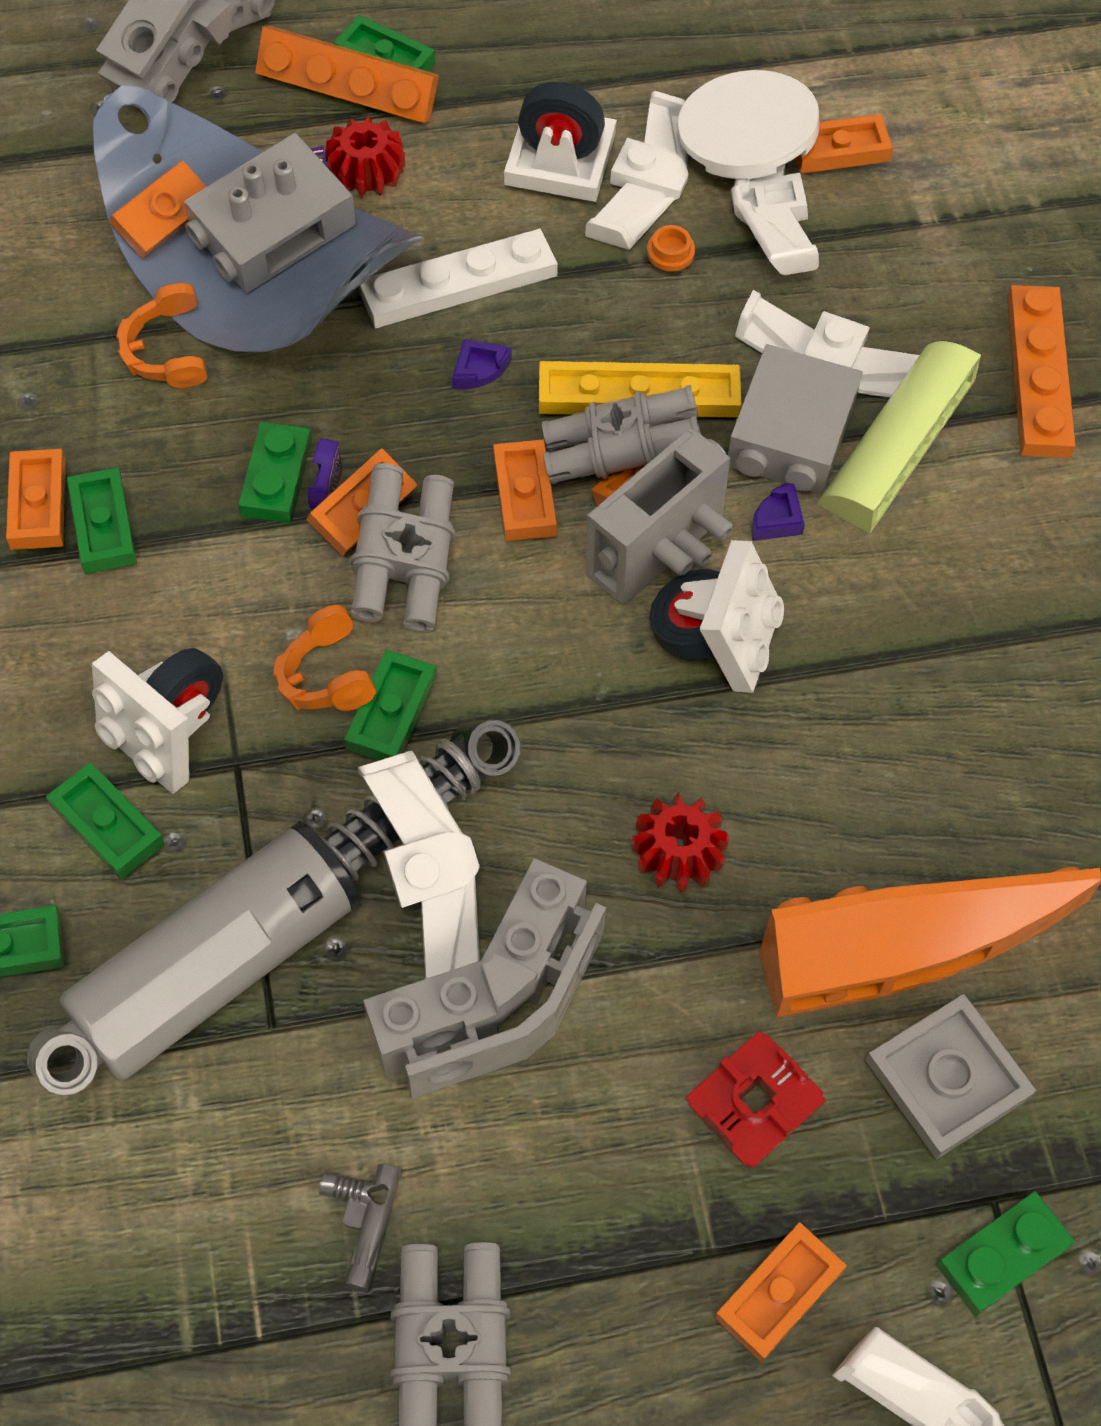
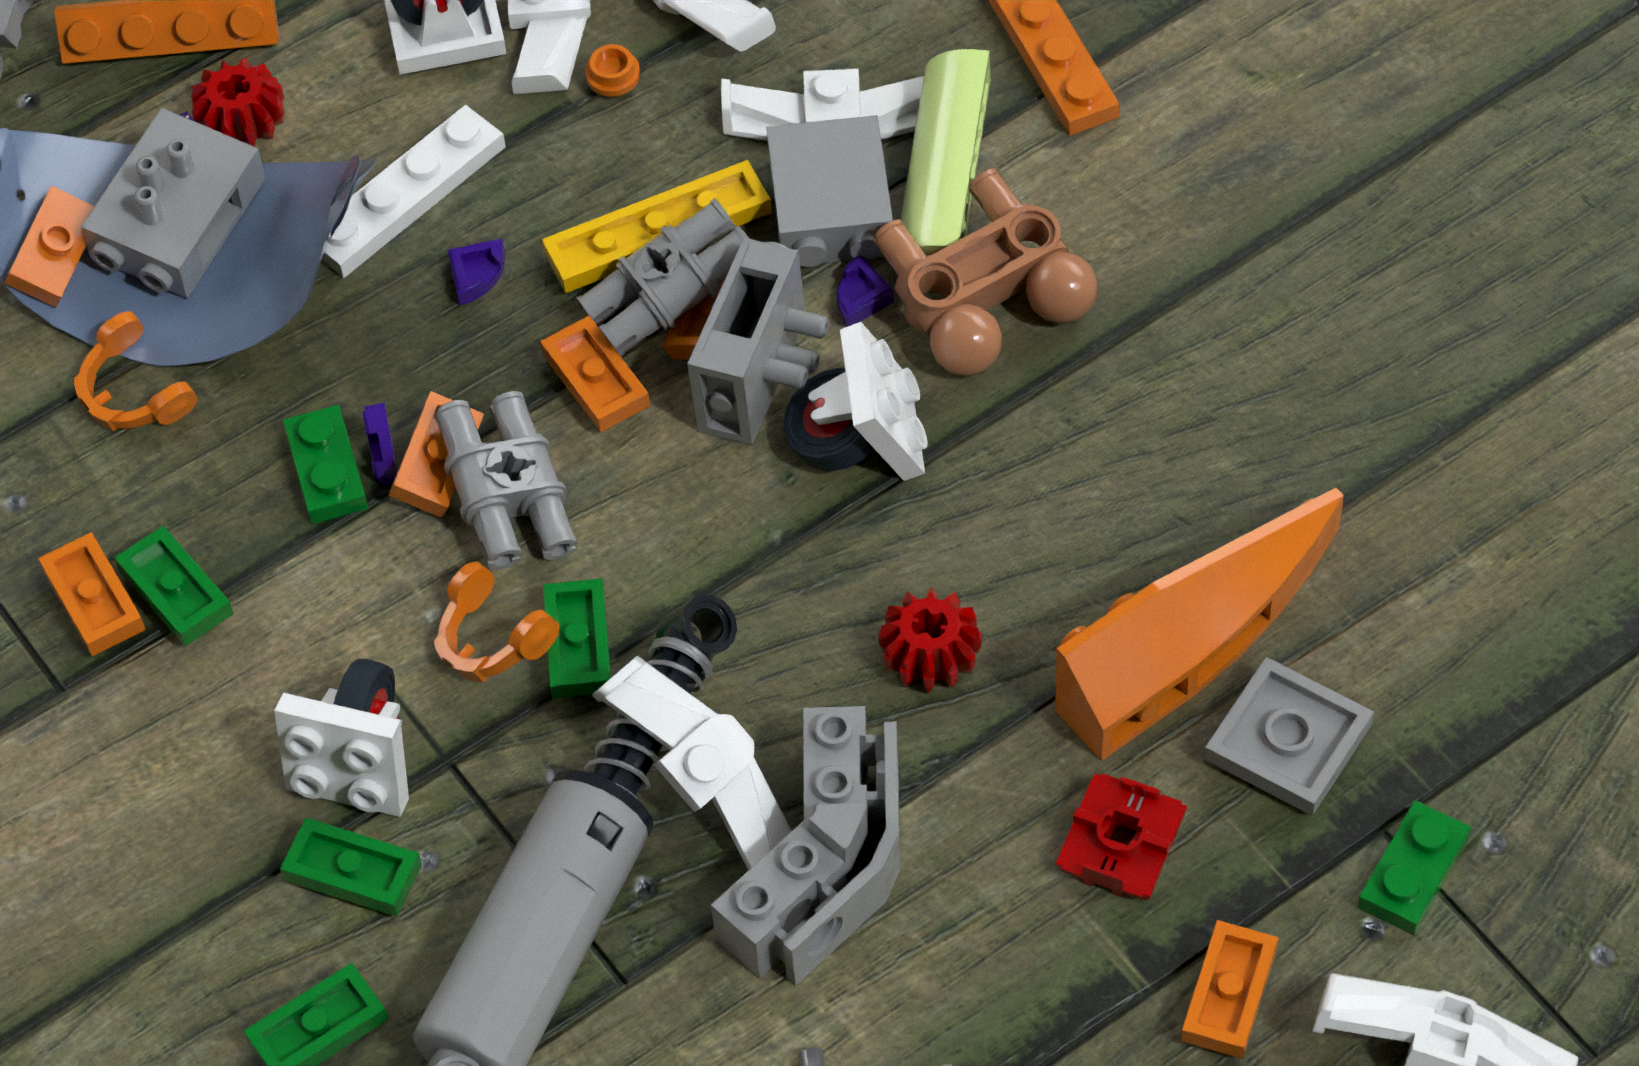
camera: 20 degrees left, 5 degrees down
(887, 542) = (985, 272): none -> nougat piece

